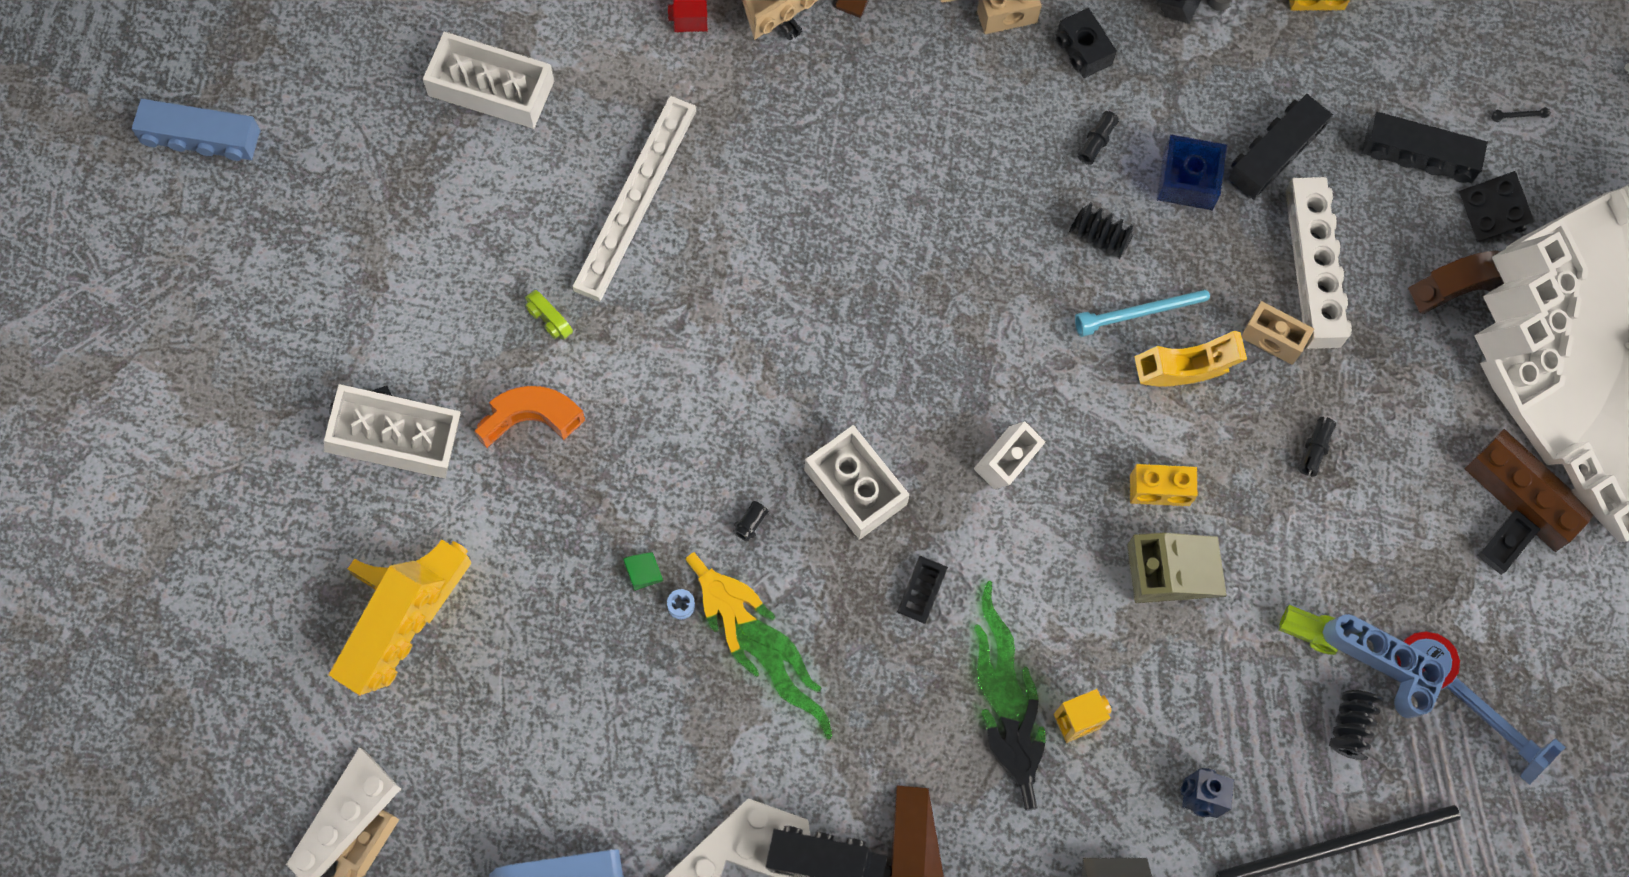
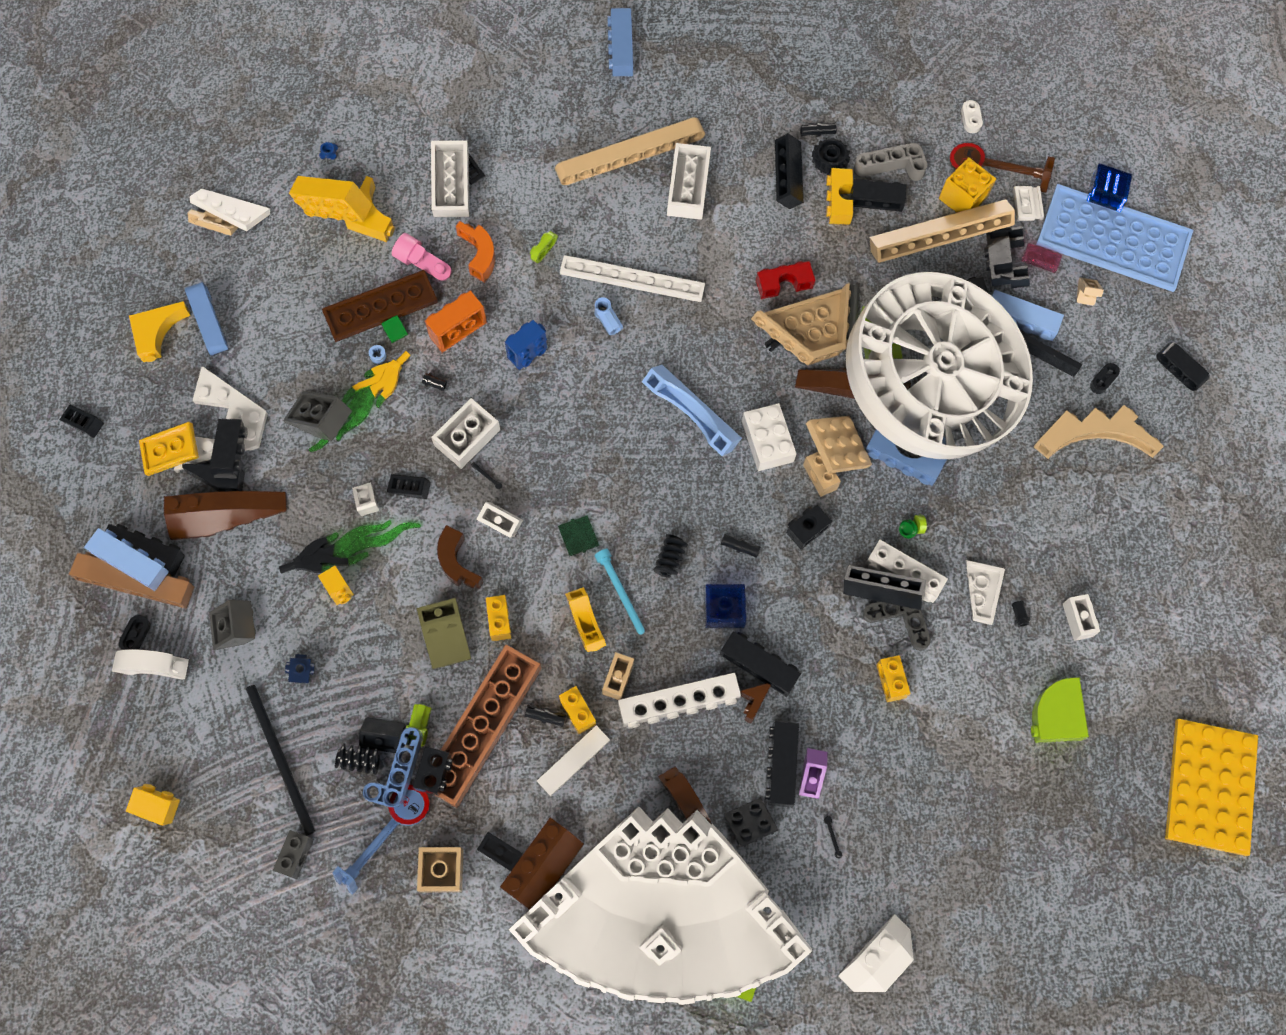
camera: 80 degrees right, 0 degrees up
(266, 624) = (325, 147): none -> blue plate
(406, 159) = (629, 151): none -> tan beam
(507, 520) = (409, 251): none -> bright pink piece
(594, 588) = (379, 305): none -> reddish brown plate
(658, 465) = (455, 321): none -> orange brick
(697, 244) = (607, 317): none -> light blue piece
(724, 365) = (526, 344): none -> blue brick
(775, 712) = (318, 415): none -> dark grey slope
(836, 178) = (716, 431): none -> light blue arch
(937, 654) = (365, 499): none -> white slope
(940, 63) = (768, 437): none -> white brick
(943, 454) = (498, 485): none -> black hinge
(1044, 354) = (578, 535): none -> clear green piece
(1057, 545) = (447, 551): none -> reddish brown arch
(1317, 399) = (577, 710): none -> yellow brick
(1318, 684) = (380, 734): none -> black panel
(1326, 160) = (756, 696): none -> reddish brown slope
(1329, 535) = (485, 721): none -> nougat brick
(1385, 421) = (573, 761): none -> white tile
(1403, 610) = (427, 770): none -> black brick
(1436, 109) = (813, 773): none -> medium lavender slope
(1492, 839) = (293, 854): none -> dark grey brick
(1533, 625) = (440, 869): none -> tan brick

